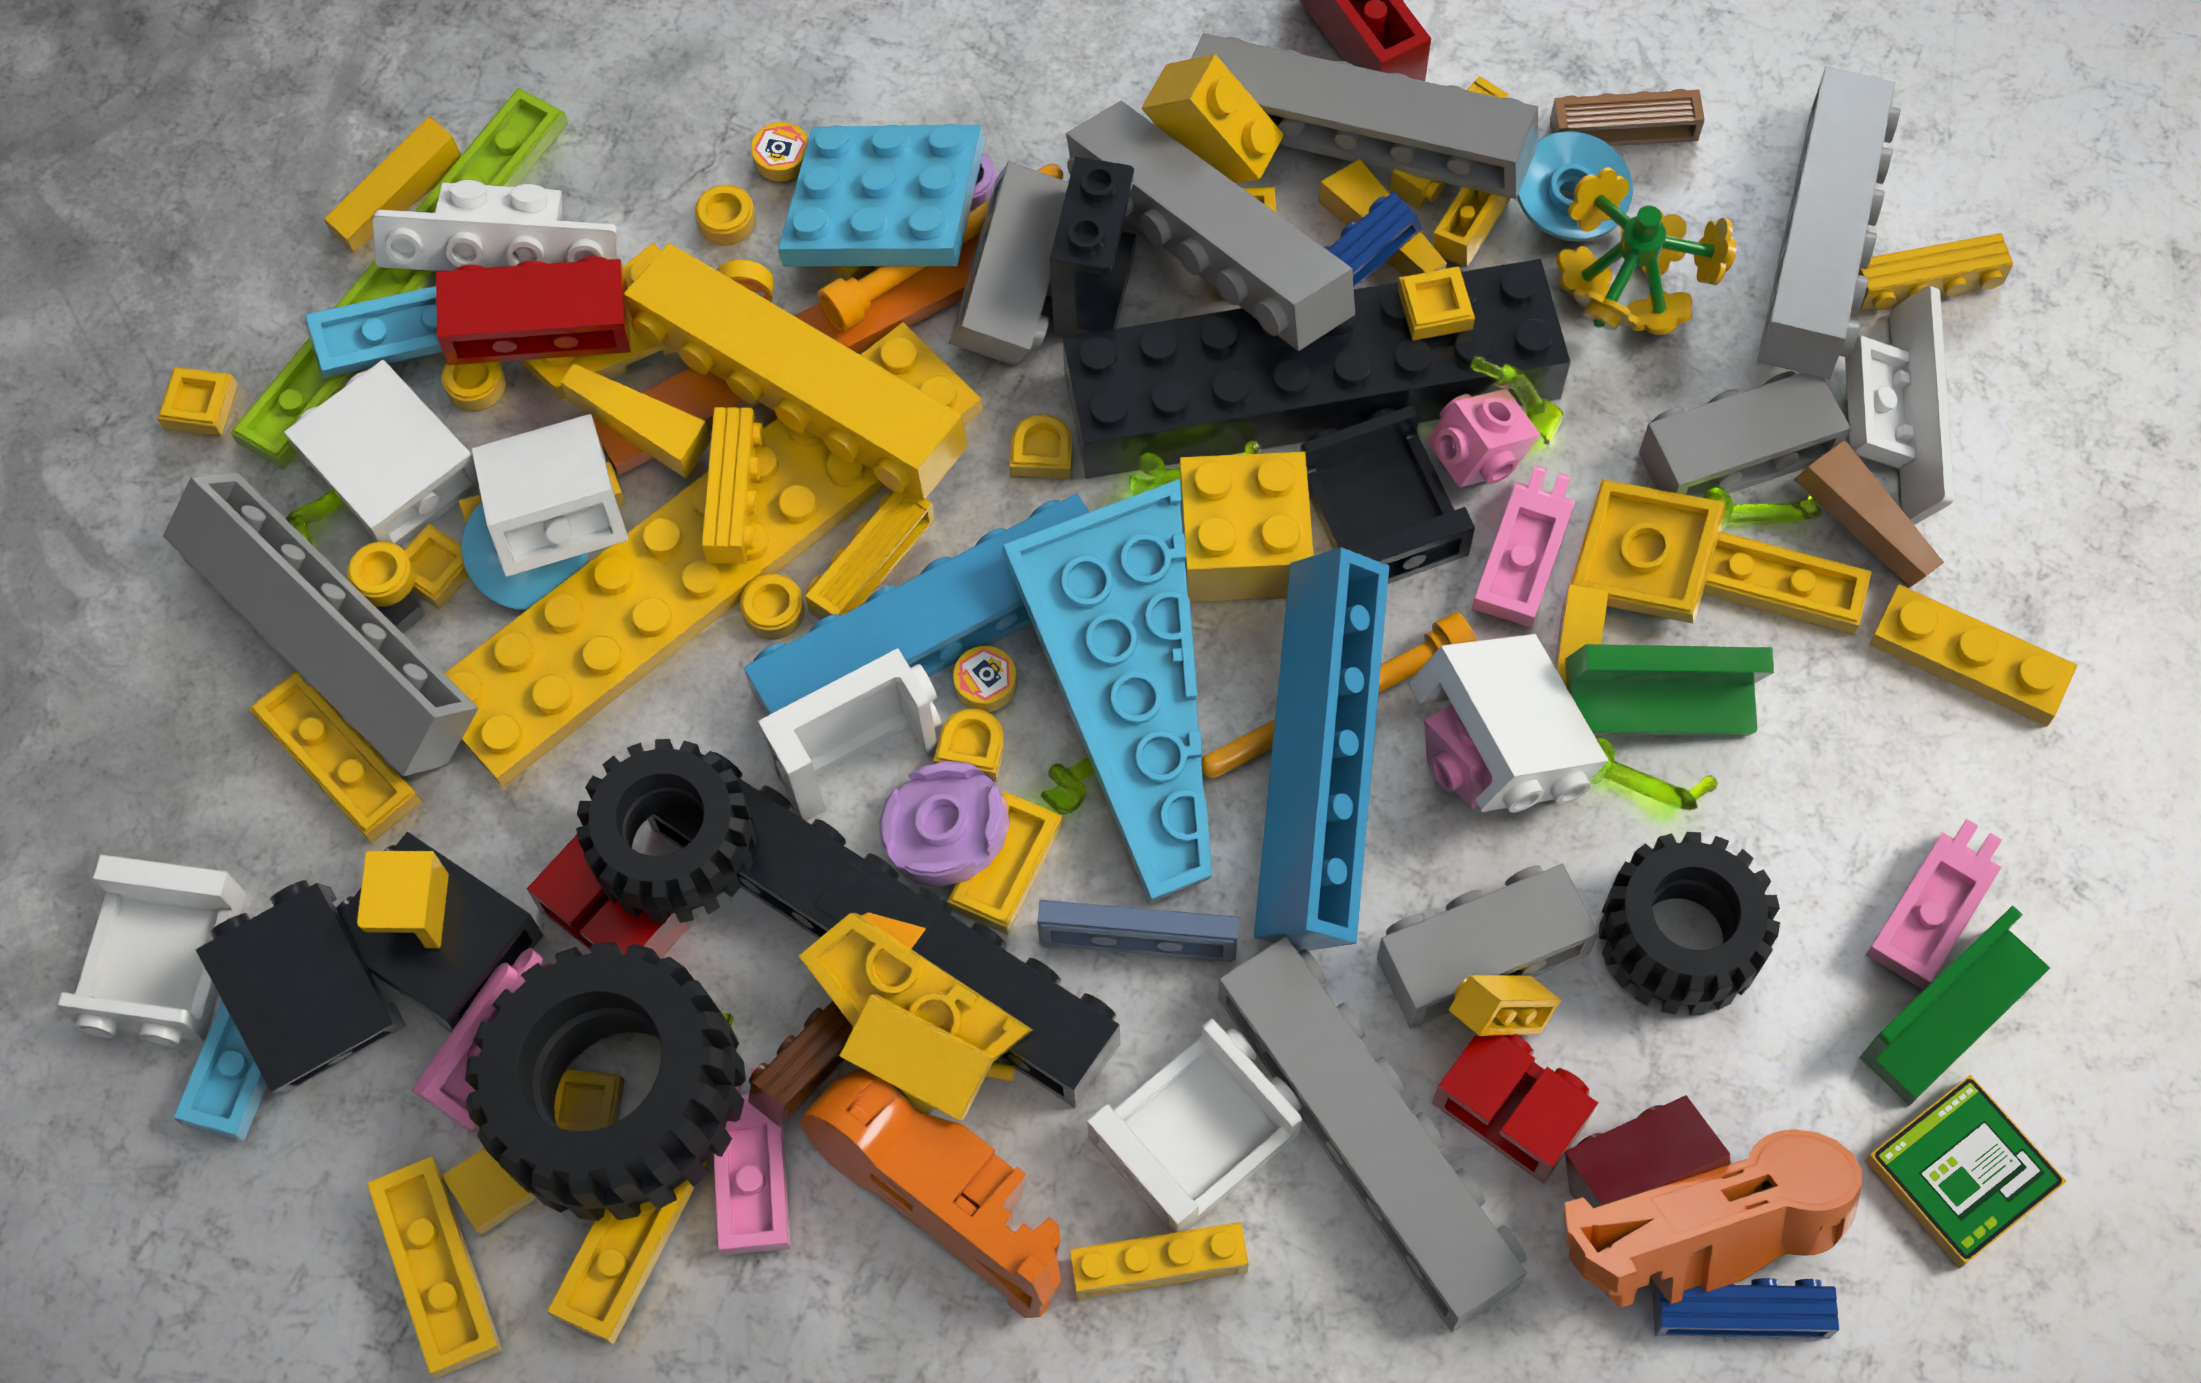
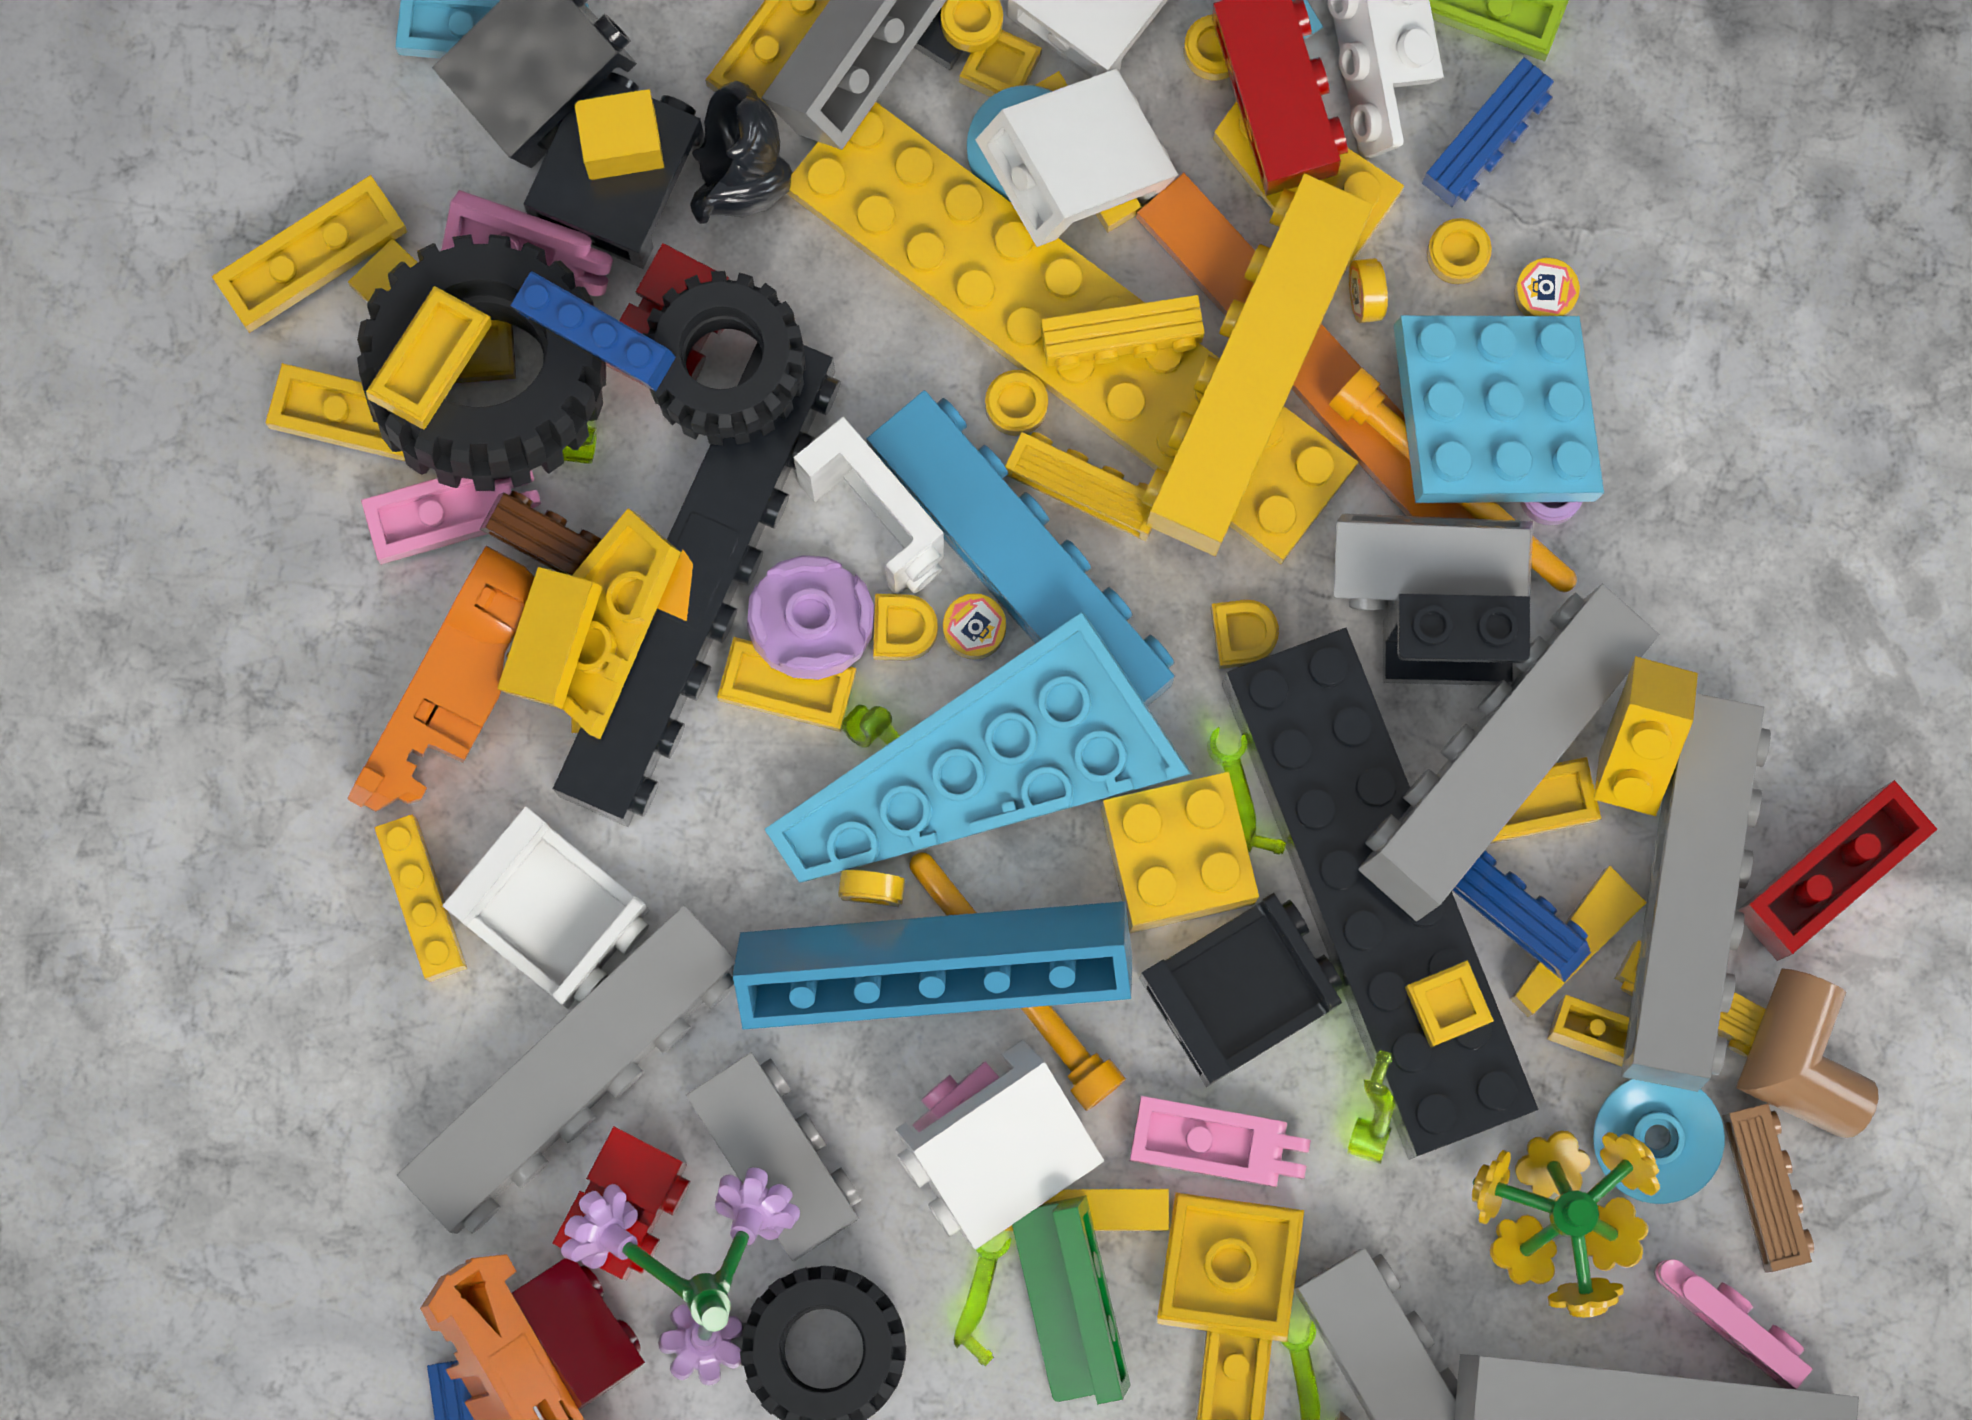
camera: 75 degrees right, 15 degrees up
(453, 808) = (739, 156): none -> black hair
(593, 1109) = (429, 358): none -> yellow tile
(609, 932) = (593, 330): none -> blue piece
(622, 171) = (1484, 136): none -> blue piece
(647, 423) = (1176, 245): yellow piece -> none
(1137, 930) = (730, 821): sand blue tile -> none
(1228, 812) = (871, 887): none -> yellow tile
(1482, 437) = (1322, 1078): bright pink brick -> none
(1503, 1004) = (696, 1172): yellow piece -> none
(1518, 69) = (1789, 1063): none -> medium nougat brick
(1660, 1047) = (704, 1325): none -> lavender plant
(1742, 162) = (1727, 1315): none -> bright pink hinge

